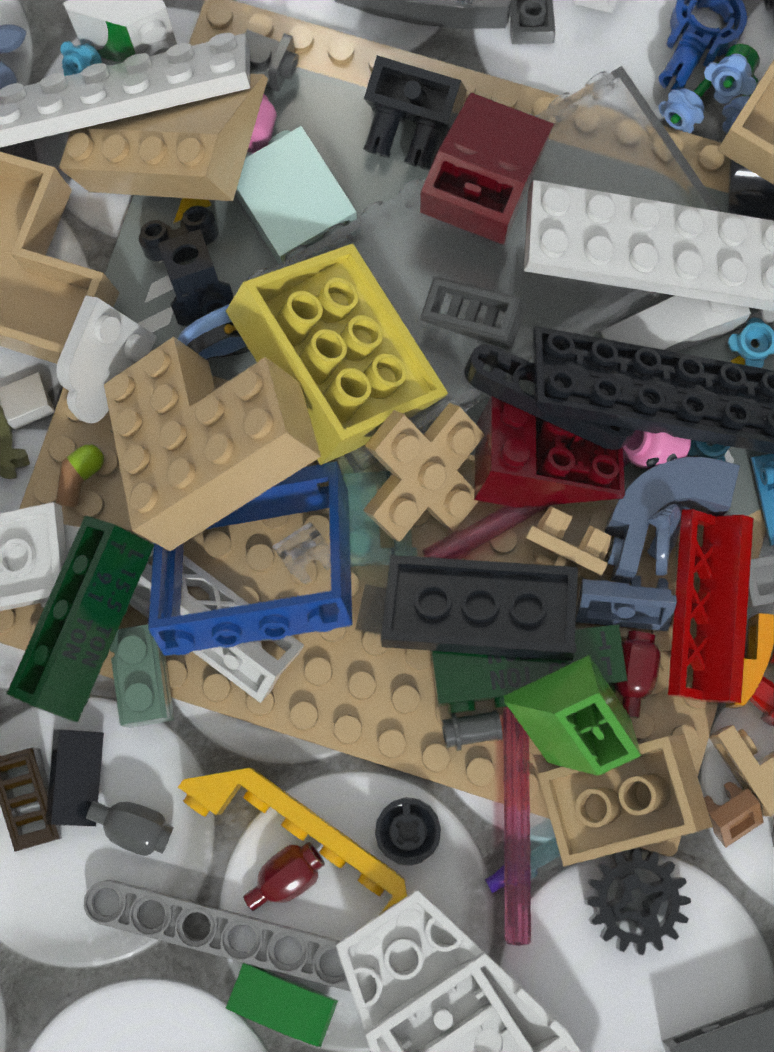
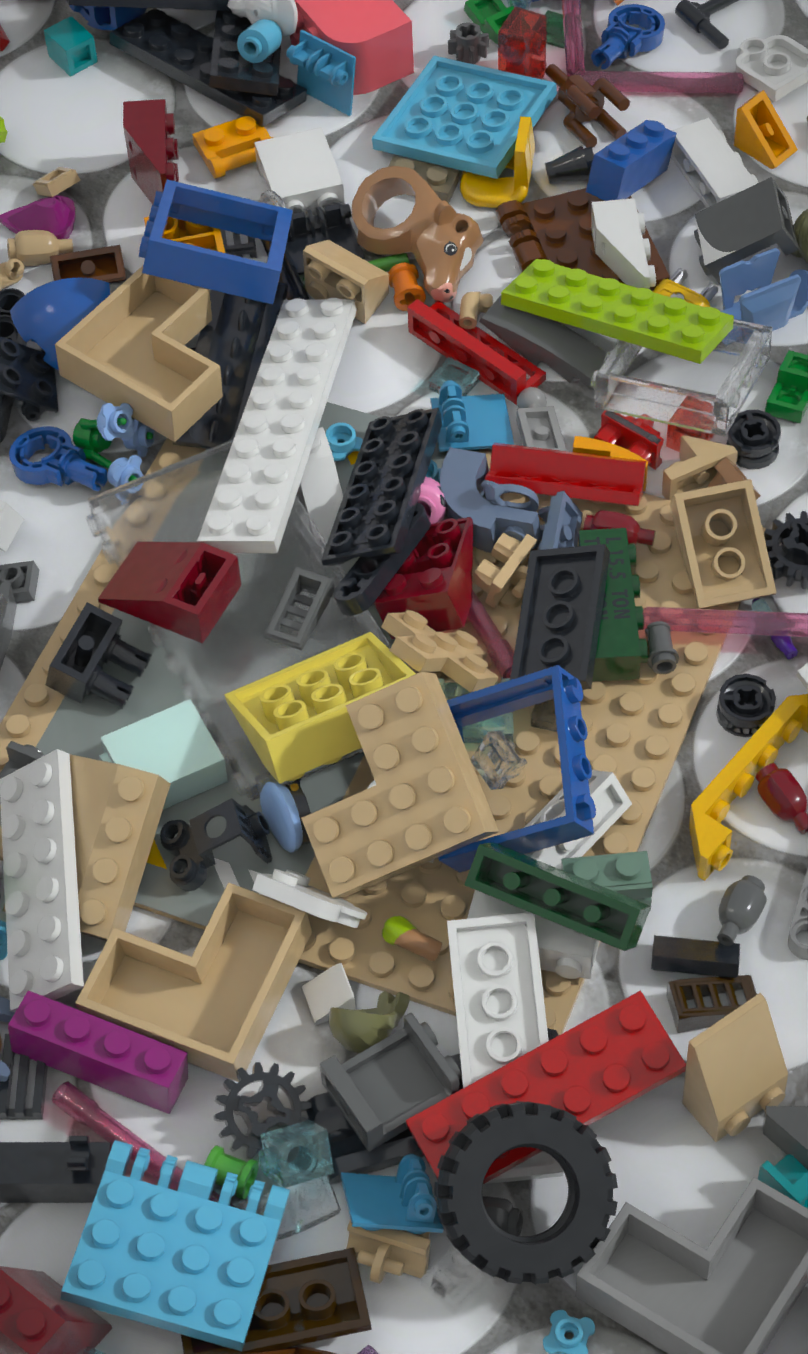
camera: 85 degrees left, 25 degrees down
(576, 719) = (659, 556): bright green slope -> none

